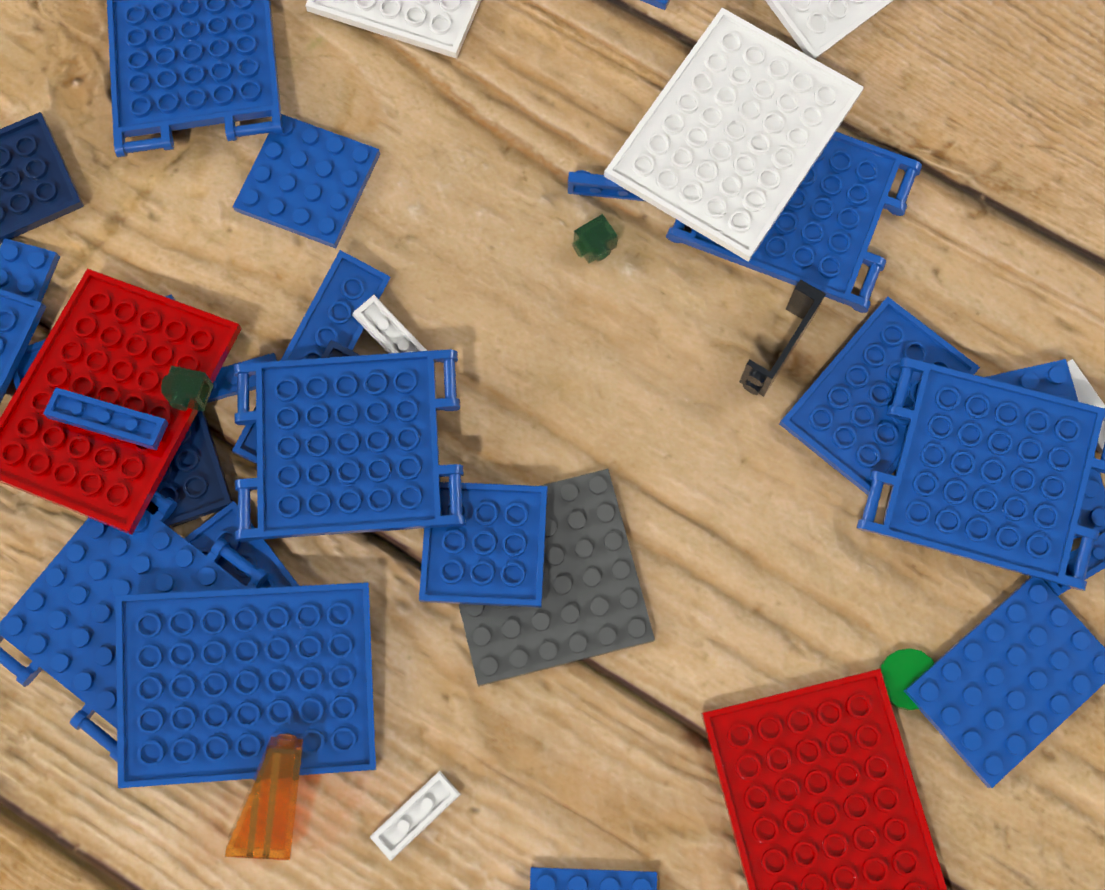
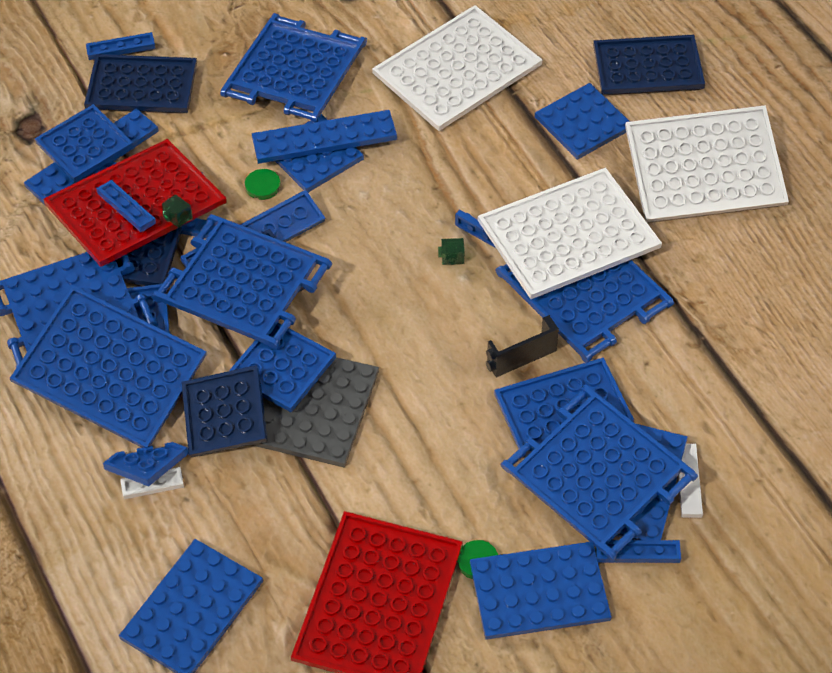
camera: 30 degrees right, 20 degrees down
(266, 267) = (262, 184): none -> green tile
(268, 811) = (79, 430): clear orange slope -> none
(308, 150) = (324, 136): none -> blue plate
(386, 327) = (304, 237): white tile -> none
(393, 796) = (147, 463): none -> blue plate
(452, 660) = (224, 411): none -> dark blue plate

